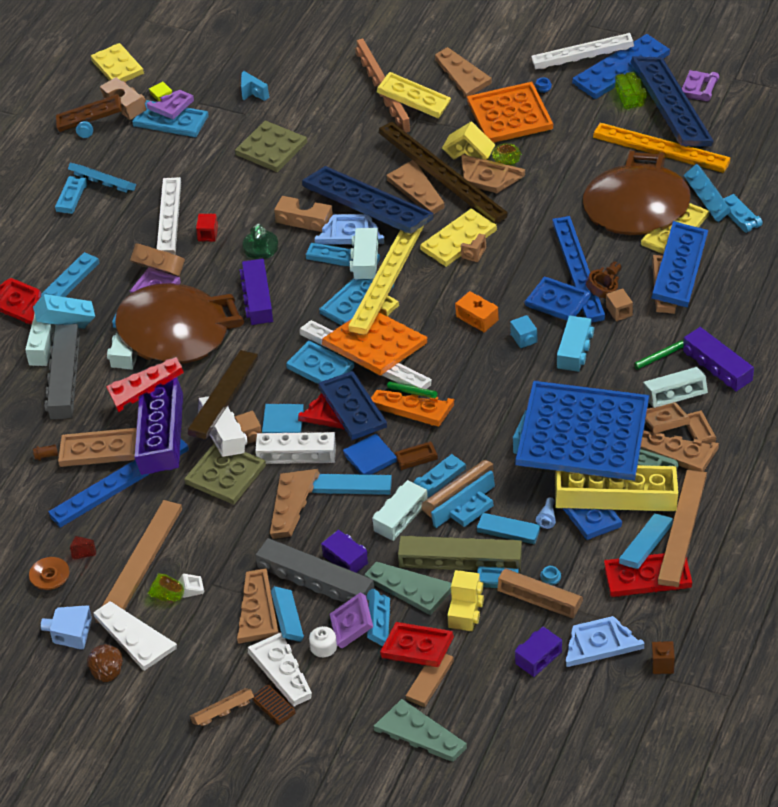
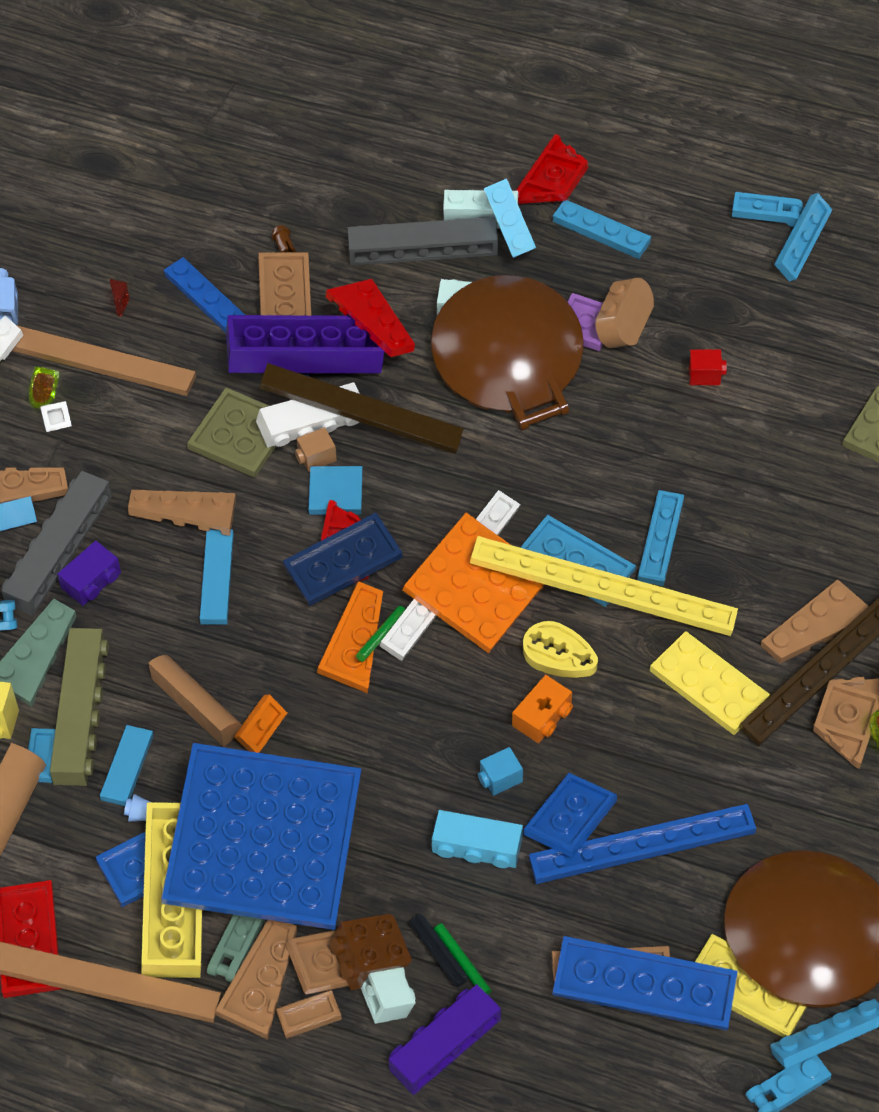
camera: 85 degrees right, 10 degrees up
(49, 573) = (79, 268): dark orange dish -> none
(169, 215) = (729, 322): white plate -> none
(257, 292) = (577, 437): dark purple brick -> none
(260, 243) = (680, 435): clear green tile -> none
(289, 213) = (734, 497): medium nougat arch -> none
(296, 447) = (277, 506): white brick -> none
(318, 363) = (432, 519): dark azure plate -> none
(342, 228) = (712, 541): light blue wing -> none
(364, 253) = (650, 556): light aqua brick -> none
(367, 199) = (768, 554): dark blue plate -> none
(370, 455) = (267, 594): blue tile -> none
(389, 305) = (561, 599): light yellow tile -> none
(399, 510) = (160, 631): light aqua brick -> none
(416, 455) = (267, 649): reddish brown tile -> none
(436, 299) = (562, 637): none -> light yellow piece
(441, 474) = (227, 679): dark azure plate -> none
(466, 504) = (164, 711): dark azure bracket -> none
(473, 451) = (260, 724): none -> orange plate
(475, 250) = (678, 704): medium nougat bracket -> none
(550, 575) = (36, 818): dark azure plate -> none
(605, 278) = (629, 886): reddish brown pin -> none
(619, 304) = (561, 899): medium nougat brick -> none
(646, 541) = (80, 933): dark azure tile -> none
(653, 364) = (439, 950): none -> black axle
(663, 388) = (369, 947): none -> reddish brown bracket

